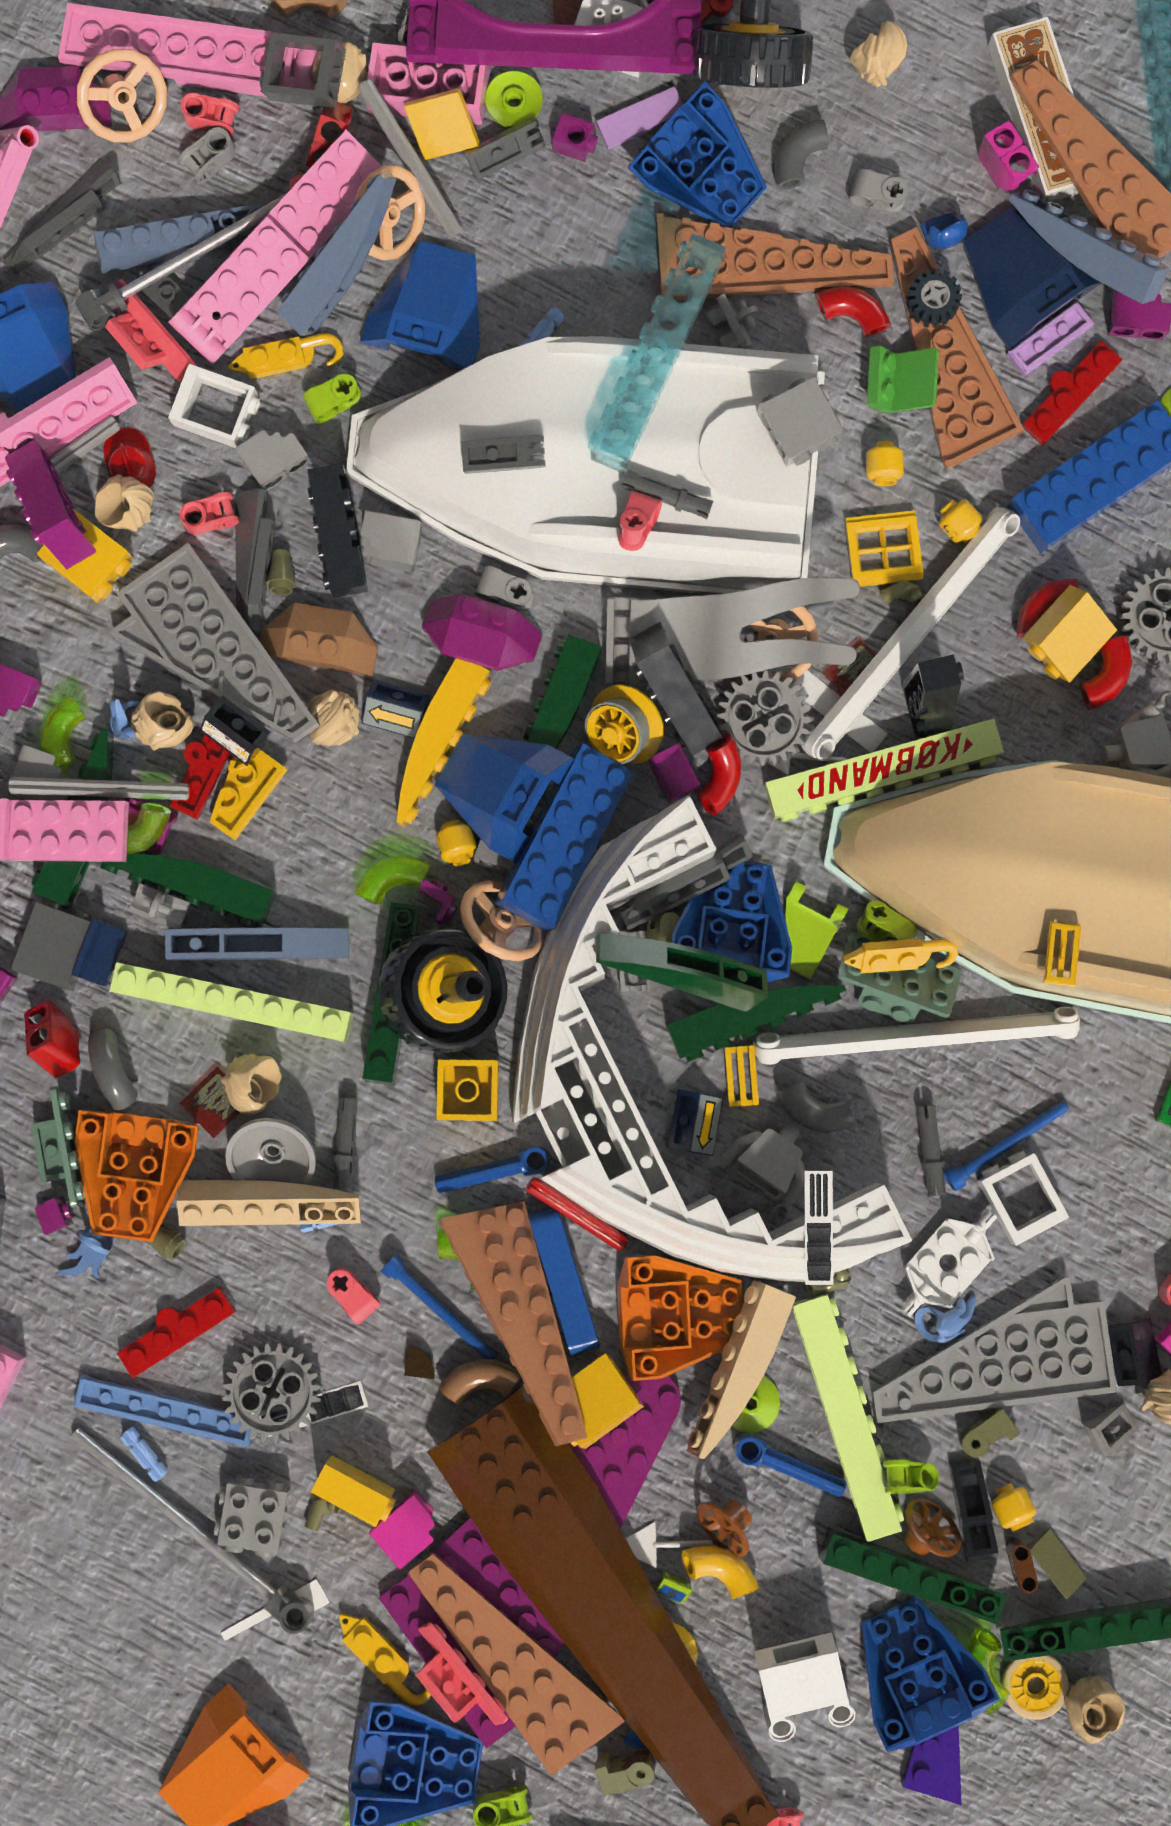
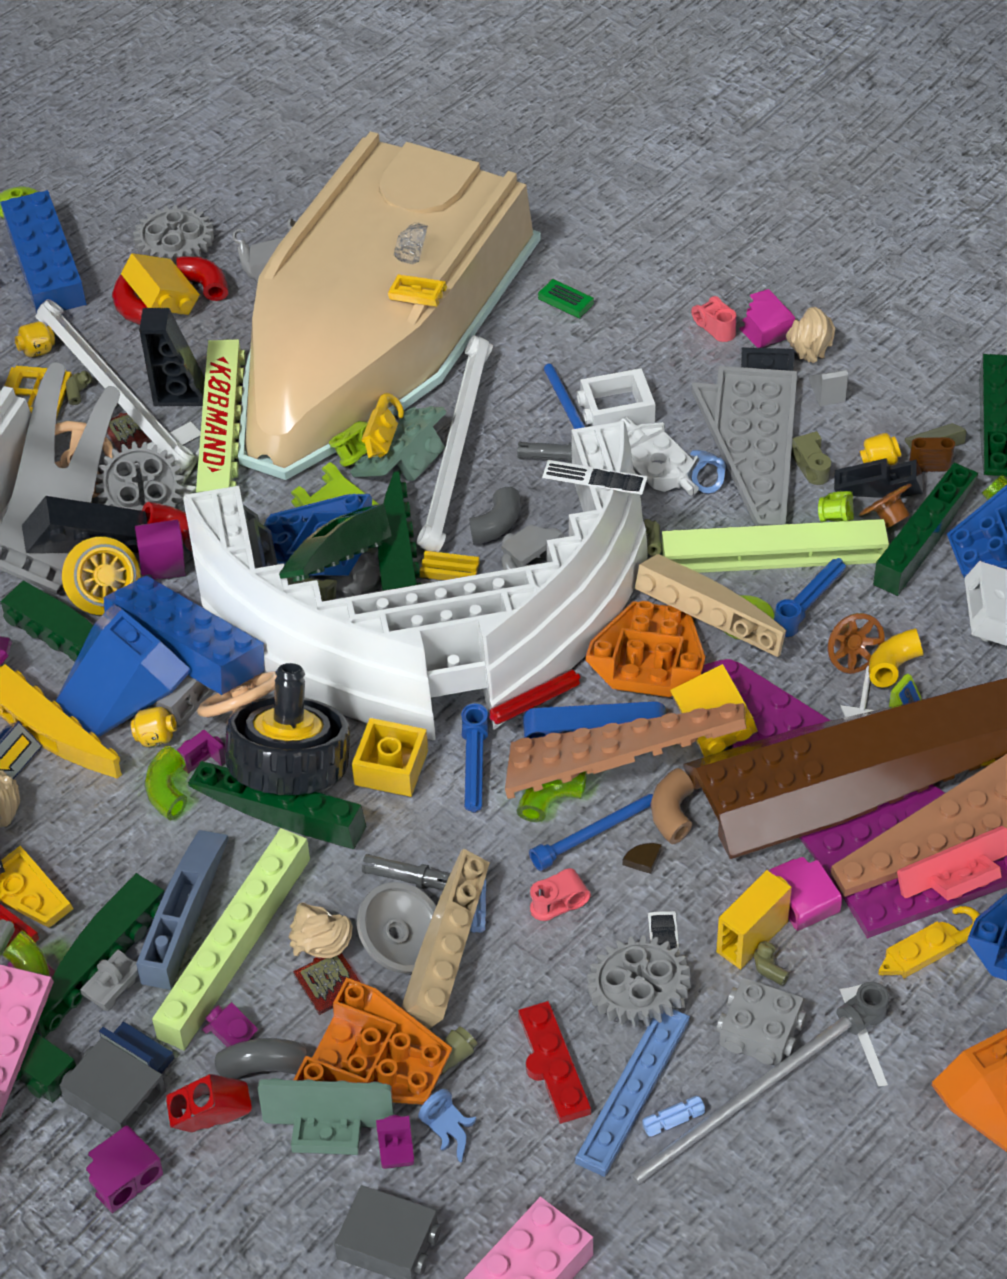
camera: 75 degrees left, 35 degrees down
(141, 1027) = (229, 1025): none -> magenta bracket
(1136, 926) = (410, 243): none -> clear rock

